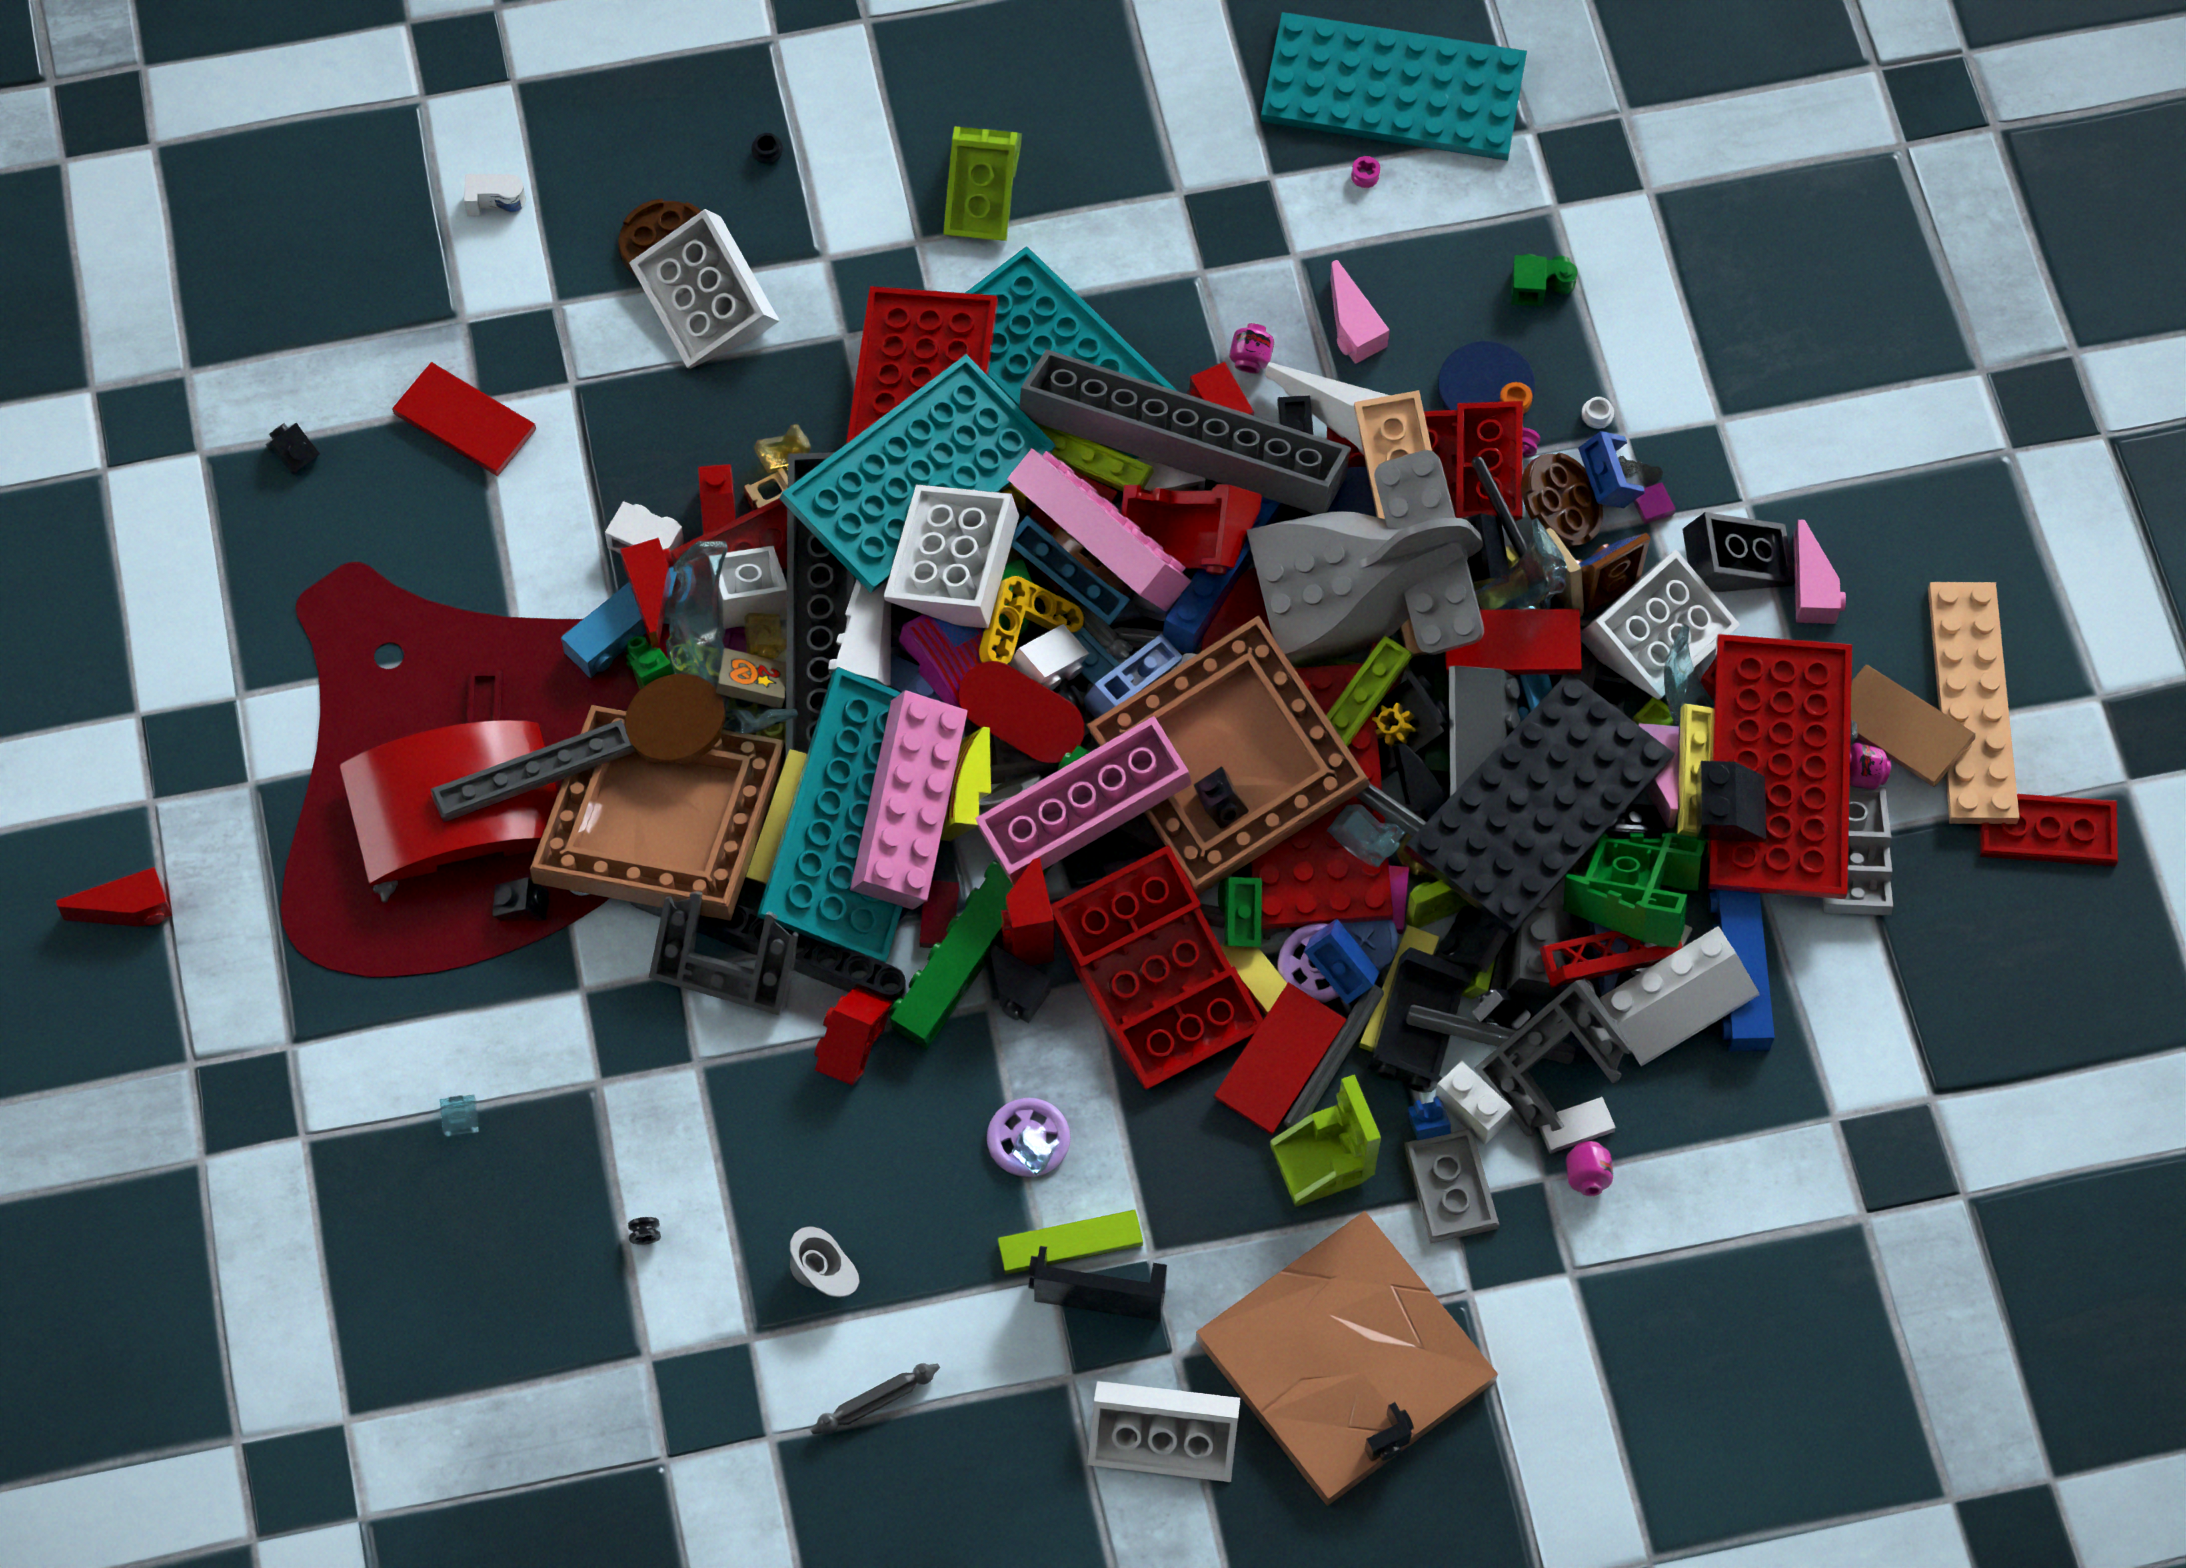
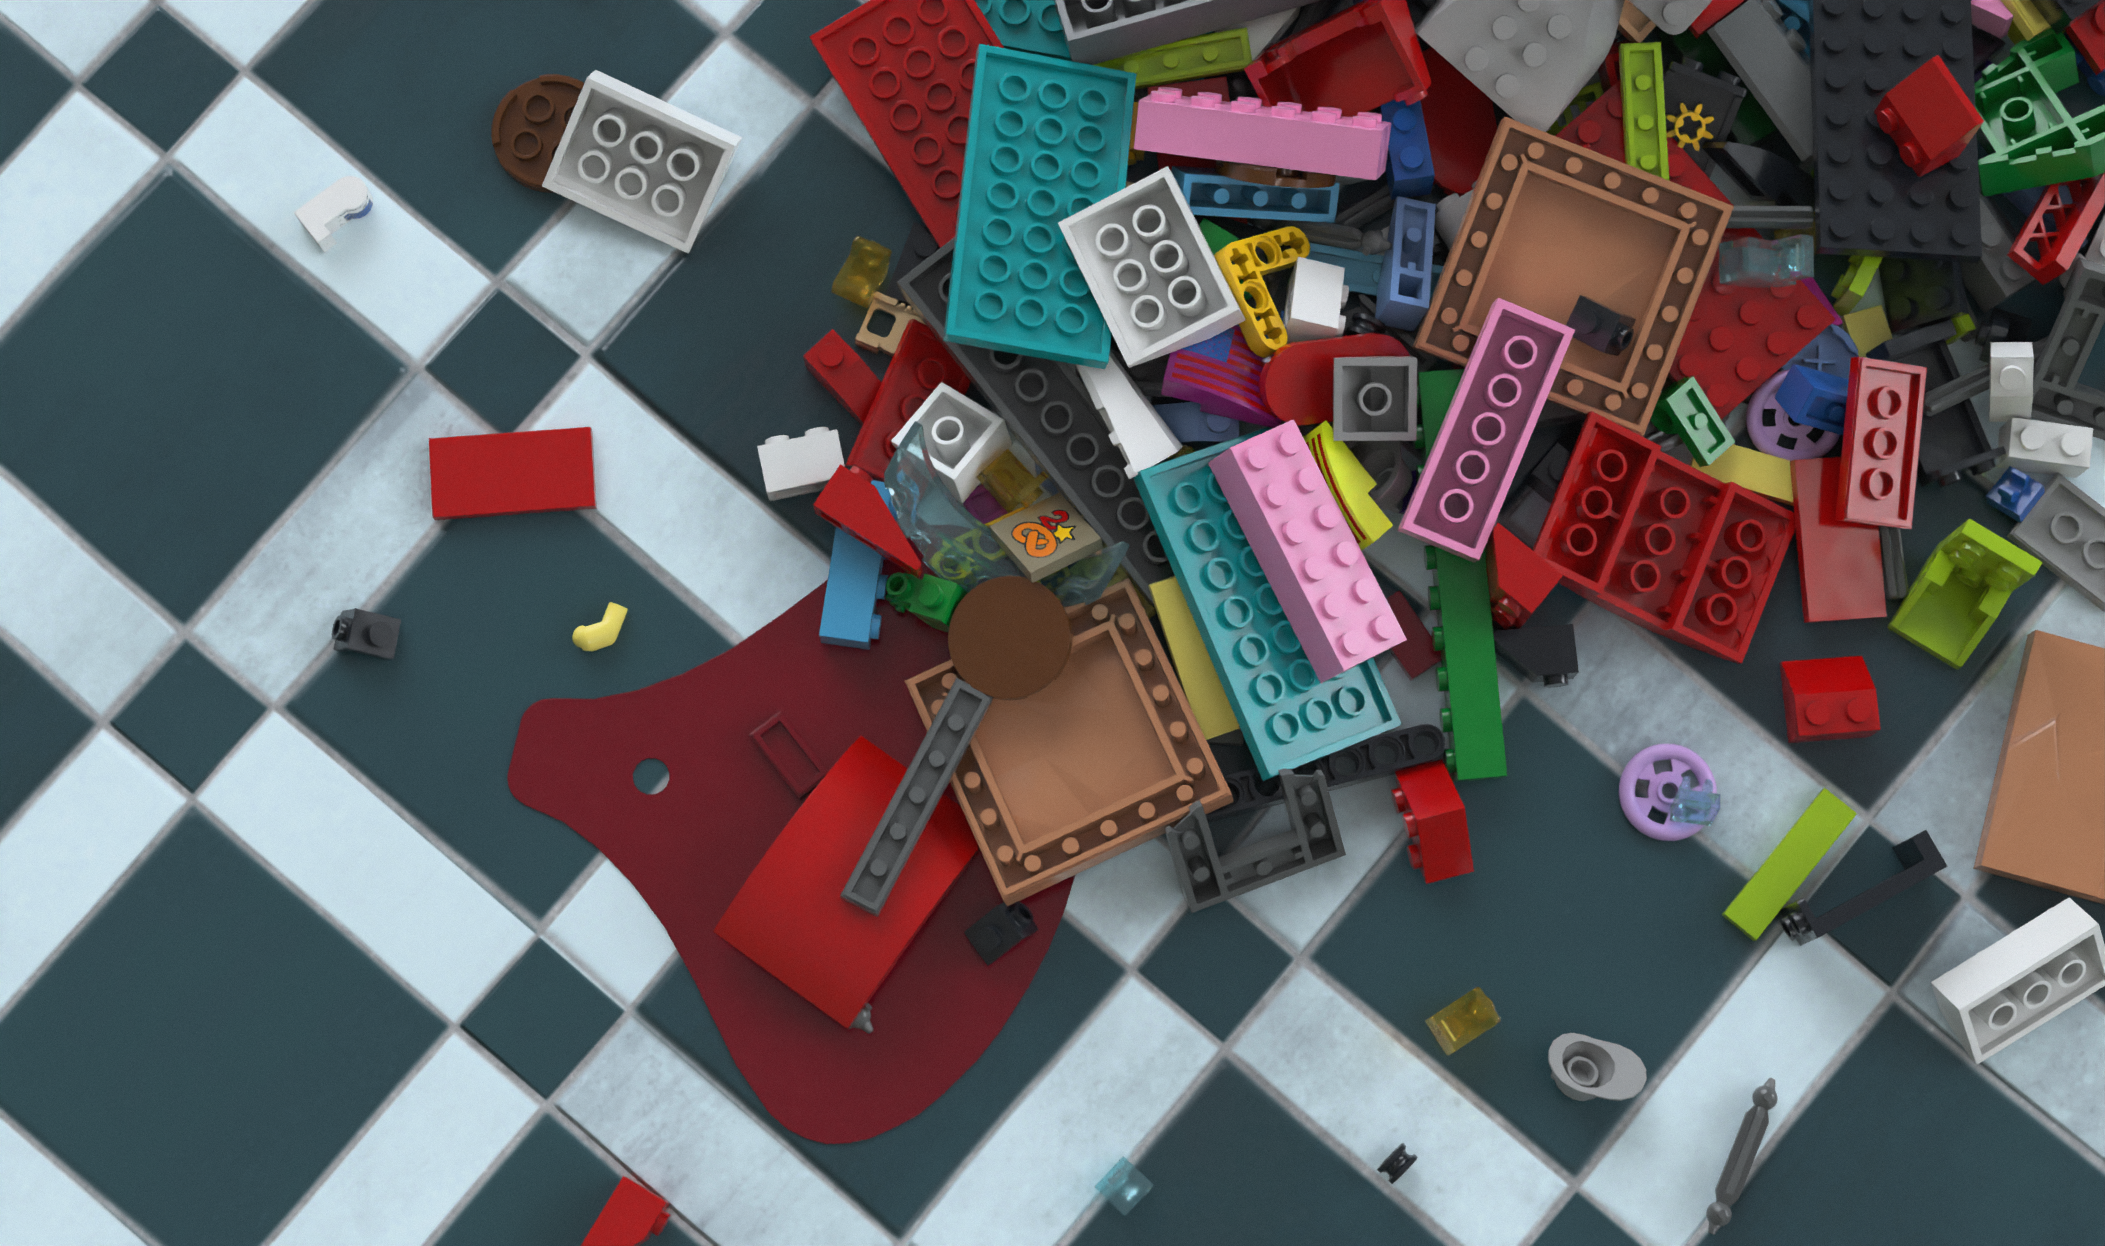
camera: 40 degrees left, 15 degrees up
(433, 548) = (601, 633): none -> light yellow arm
(764, 1174) = (1463, 1020): none -> clear yellow bracket
(1031, 735) = (1375, 398): none -> light grey slope
(1185, 1157) = (1829, 699): none -> red slope
(1353, 1009) = (1881, 443): none -> tile
(1476, 1033) = (2010, 381): none -> white slope
(1541, 810) = (1928, 117): none -> red slope

